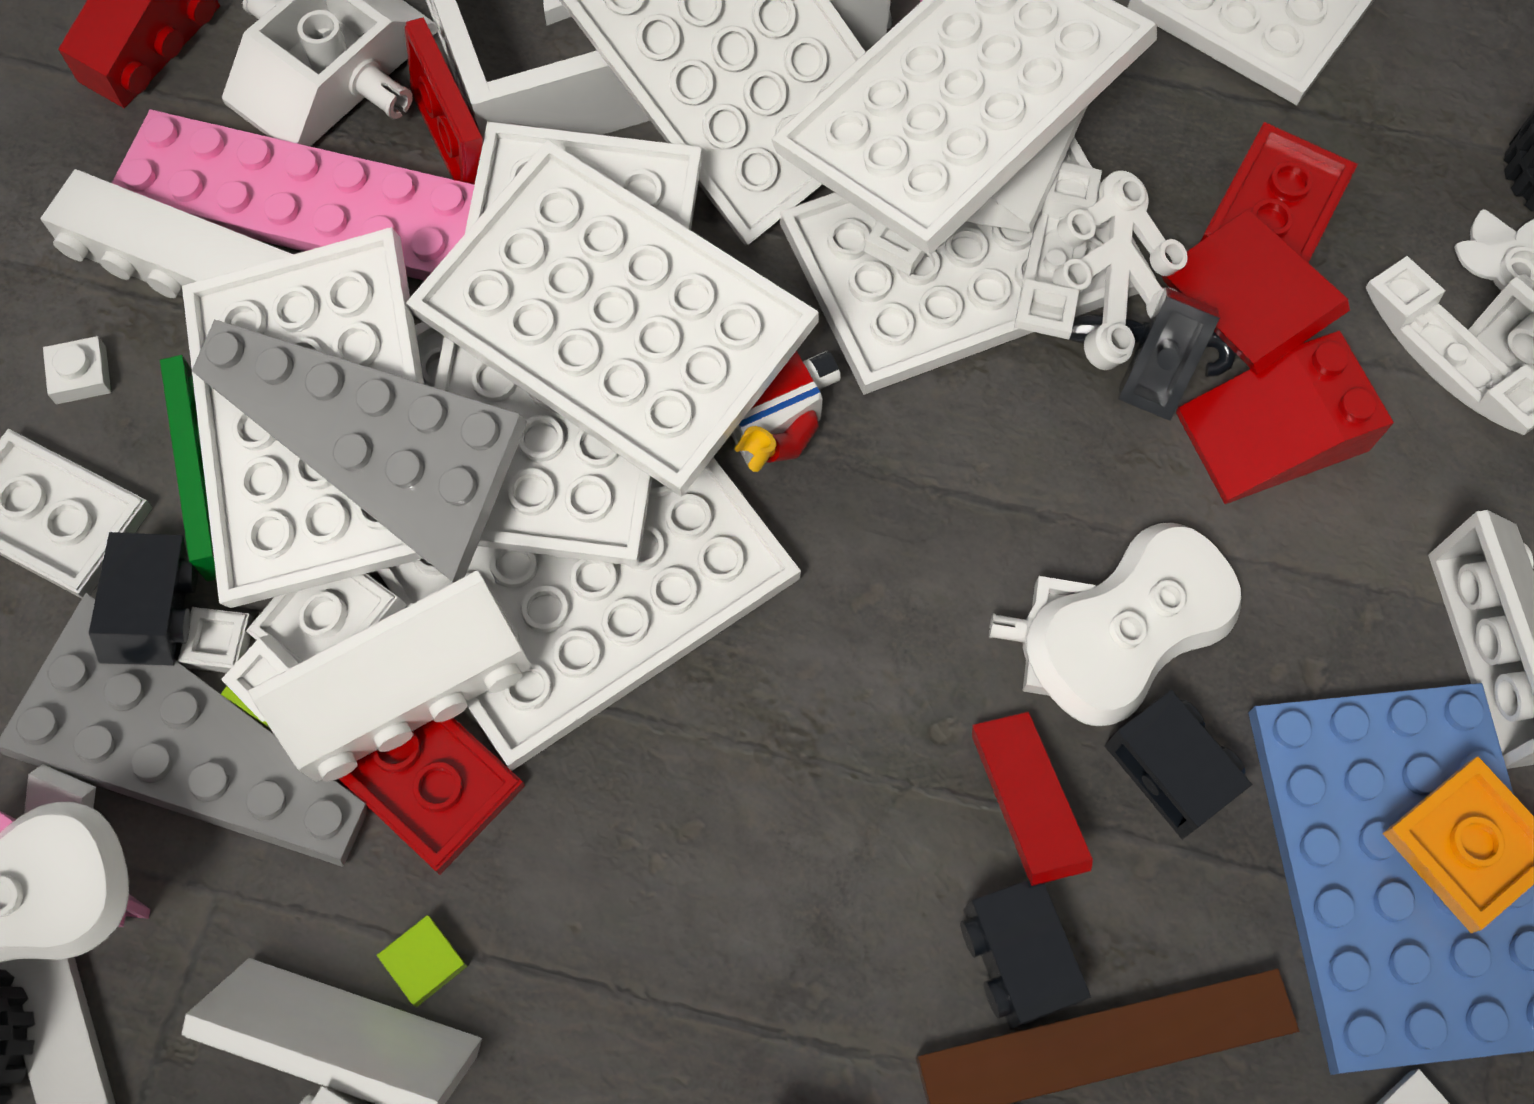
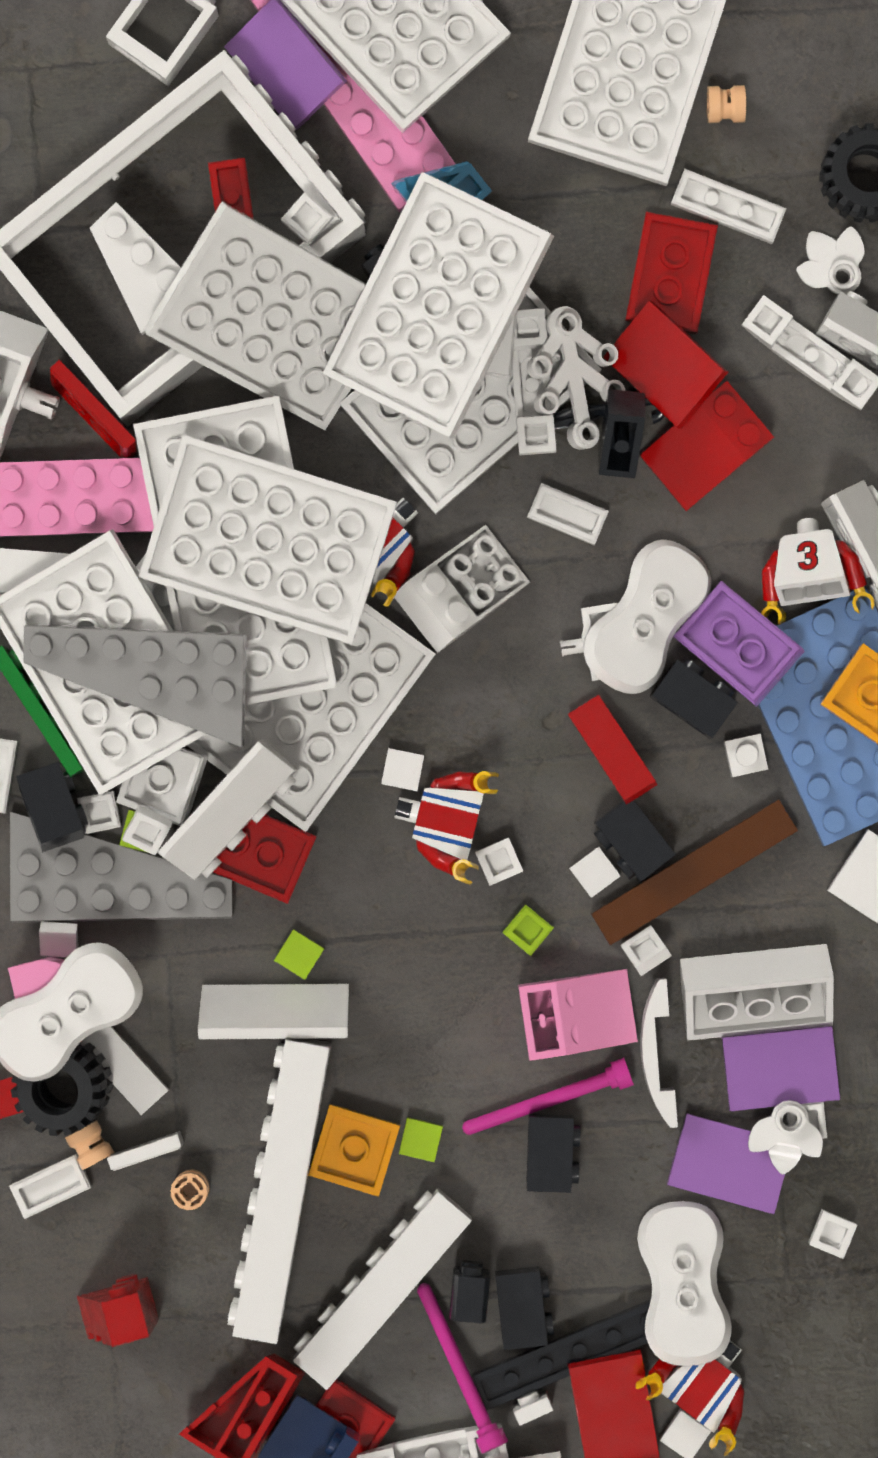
camera: 15 degrees left, 20 degrees up
(692, 726) = (402, 769): none -> white tile
(736, 819) = (447, 820): none -> torso
(794, 916) = (499, 861): none -> white plate
(804, 1048) = (528, 930): none -> lime tile
(864, 497) = (461, 588): none -> white slope
(943, 988) = (594, 872): none -> white tile
(1053, 452) = (567, 514): none -> white tile
(1237, 881) = (745, 755): none -> white plate
(1272, 703) = (739, 643): none -> medium lavender tile
(1377, 150) = (728, 206): none -> white tile
(1400, 33) = (726, 104): none -> light nougat wheel
(1413, 626) = (811, 569): none -> white torso

